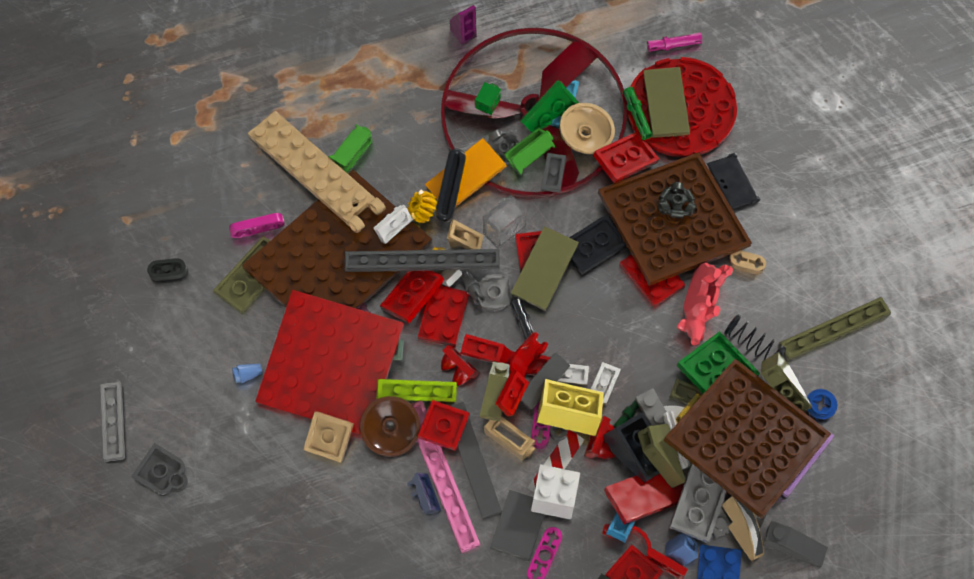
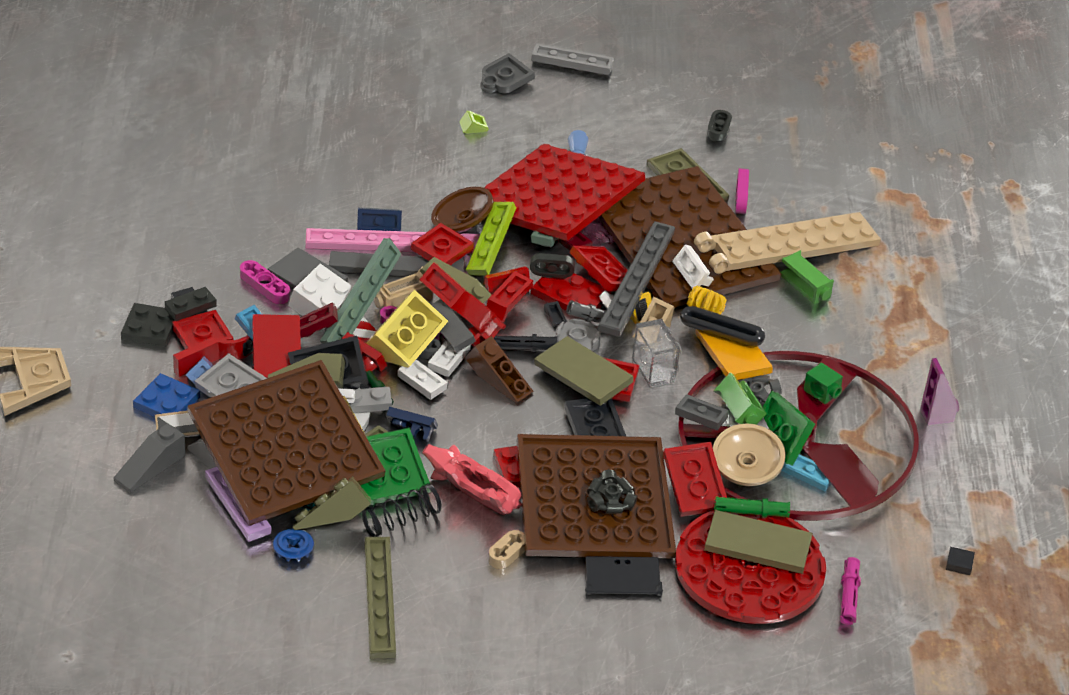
camera: 105 degrees right, 25 degrees down
(245, 473) = (473, 123): none -> lime slope
(328, 436) = (477, 173): tan plate -> none
(436, 335) = (552, 265): none -> pearl dark grey plate
(475, 318) = (554, 313): none -> black piece
(539, 456) = (364, 291): none -> sand green plate
(569, 331) = (497, 370): none -> reddish brown slope
(595, 485) = (318, 319): none -> dark red plate
(656, 370) = (402, 418): none -> dark blue plate

